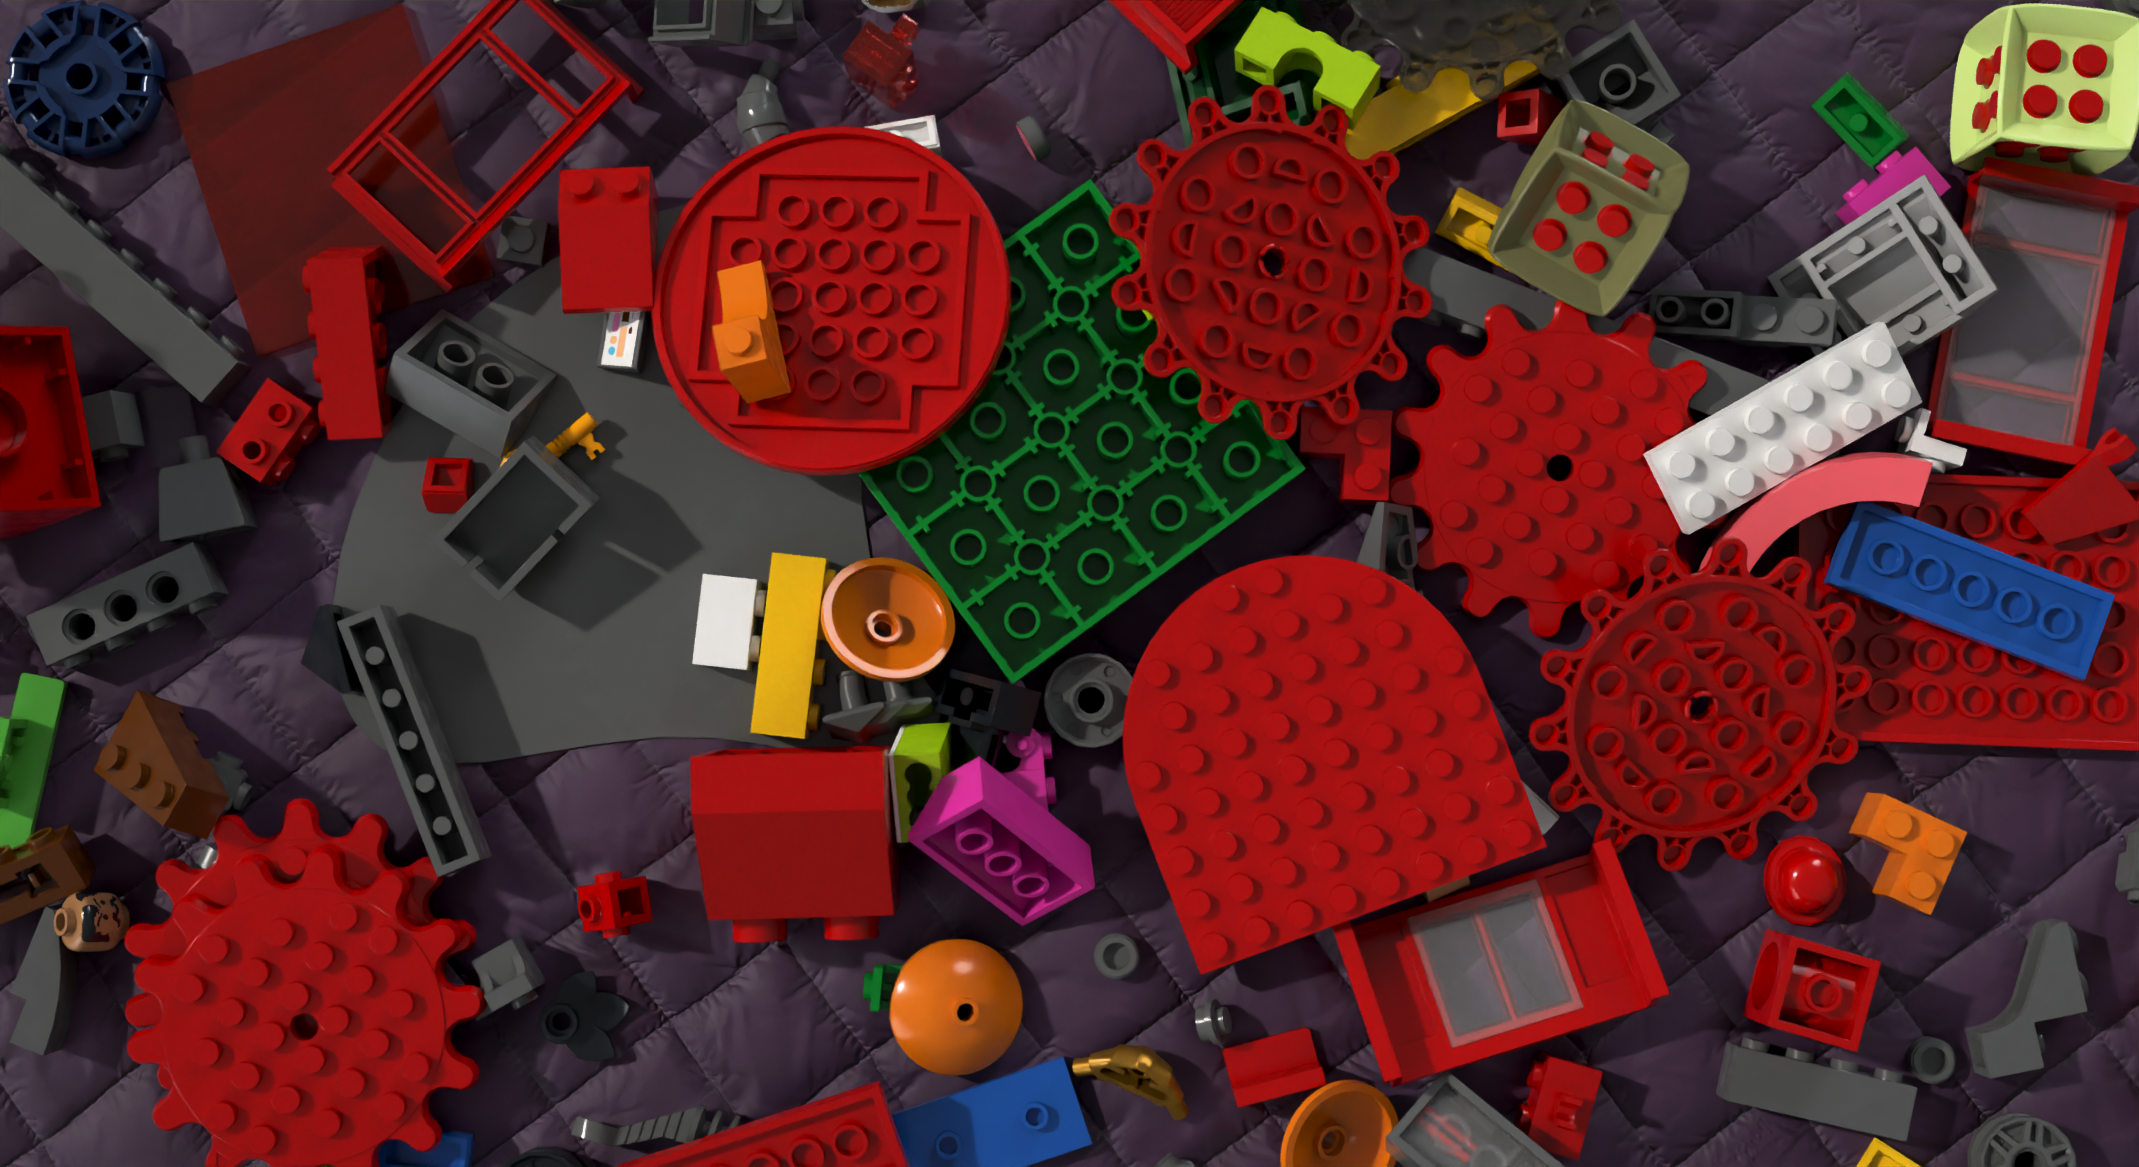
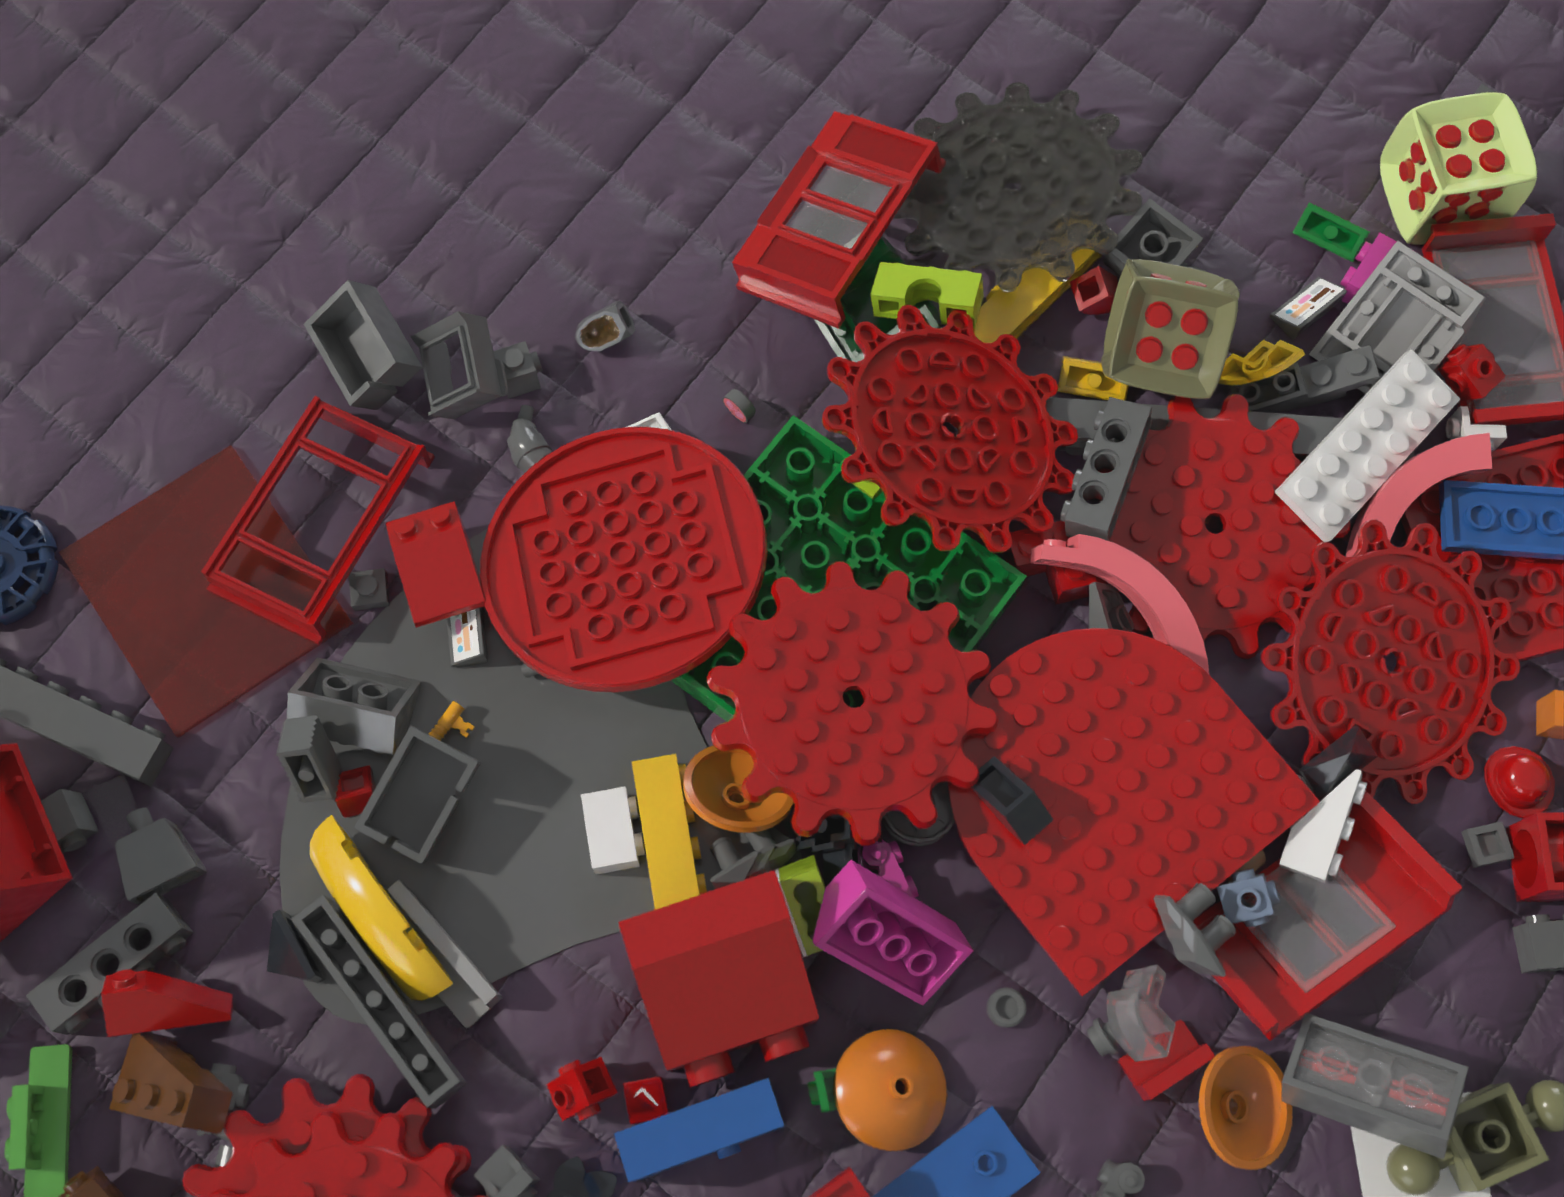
camera: 15 degrees left, 15 degrees down
(170, 668) = (155, 1002): none -> red slope
(271, 433) = (201, 790): red brick -> none
(349, 341) = (247, 695): red wedge -> none
(400, 439) = (309, 759): none -> dark grey brick
(432, 637) = (375, 913): none -> yellow brick
(493, 703) = (471, 992): none -> light grey panel
(683, 934) = (645, 1099): none -> red slope
(730, 990) = (699, 1131): none -> blue brick
(749, 335) = (570, 594): orange arch -> none
(884, 62) = (611, 380): clear red brick -> none
(972, 575) = (839, 755): none -> red plate
(1138, 1072) = (1057, 1098): pearl gold piece -> none
(1187, 737) = (1011, 800): none -> black slope
(1254, 1014) = (1135, 1015): none -> clear brick
(1338, 964) = (1195, 946): none -> dark grey connector
(1427, 925) = (1239, 910): none -> sand blue brick
(1453, 551) = (1138, 580): none -> coral arch
(1478, 307) = (1118, 420): none -> dark grey brick
(1531, 882) = (1316, 837): none -> white slope
(1558, 1103) = (1405, 1012): red brick -> none
(1590, 804) = (1337, 762): none -> black slope
(1693, 279) = (1260, 363): none -> yellow brick
(1734, 943) = (1487, 844): none -> dark grey plate
(1789, 213) = (1307, 306): none -> slope
(1954, 367) = (1471, 371): none -> red brick

